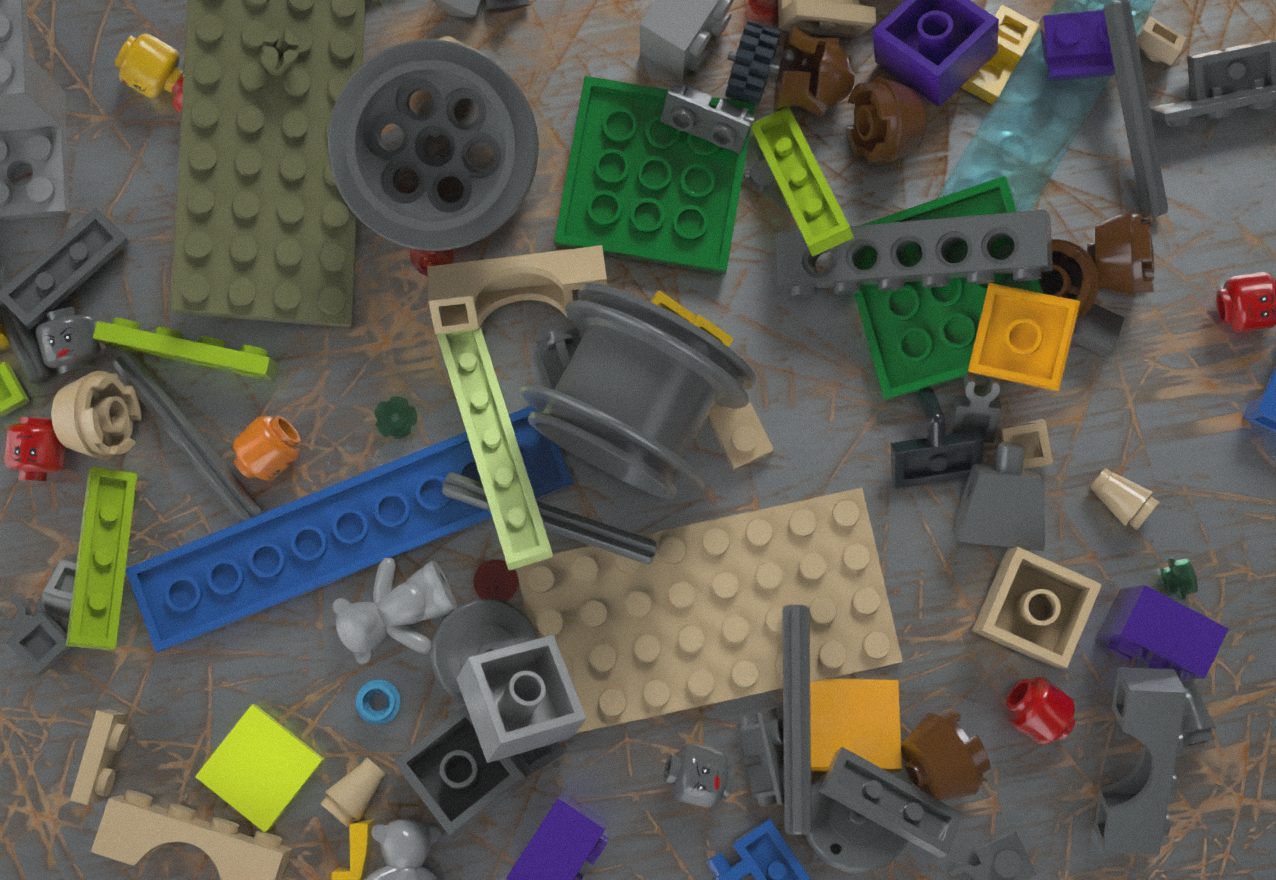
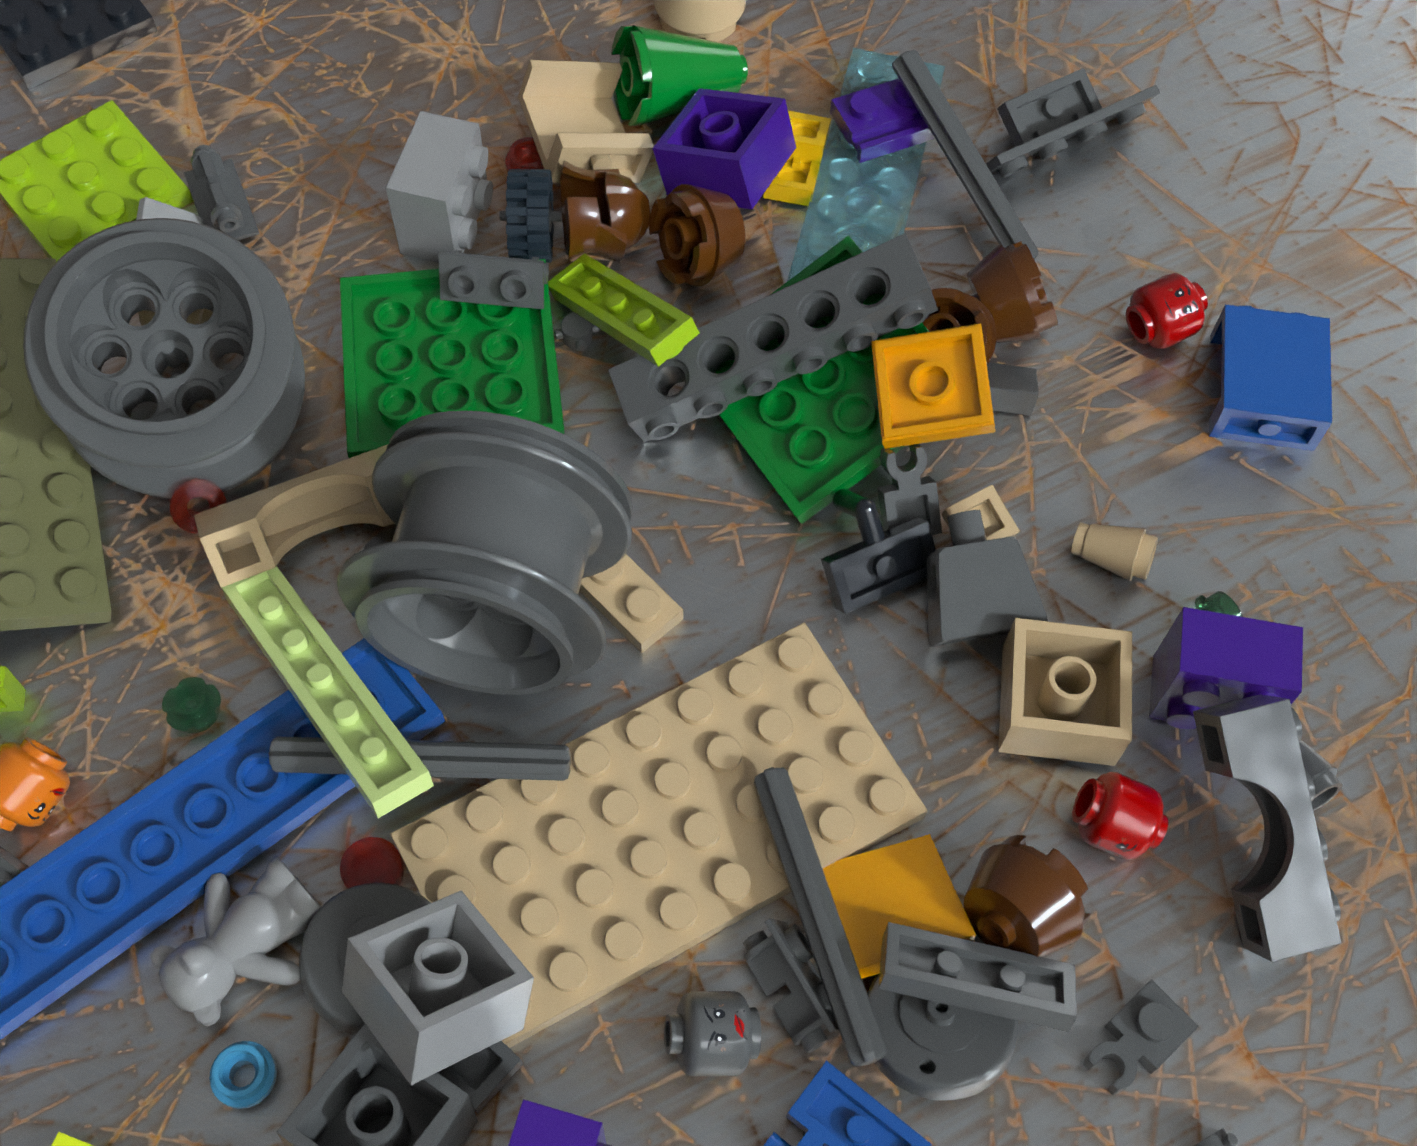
camera: 20 degrees left, 20 degrees down
(1159, 41) = (966, 104): tan plate -> none

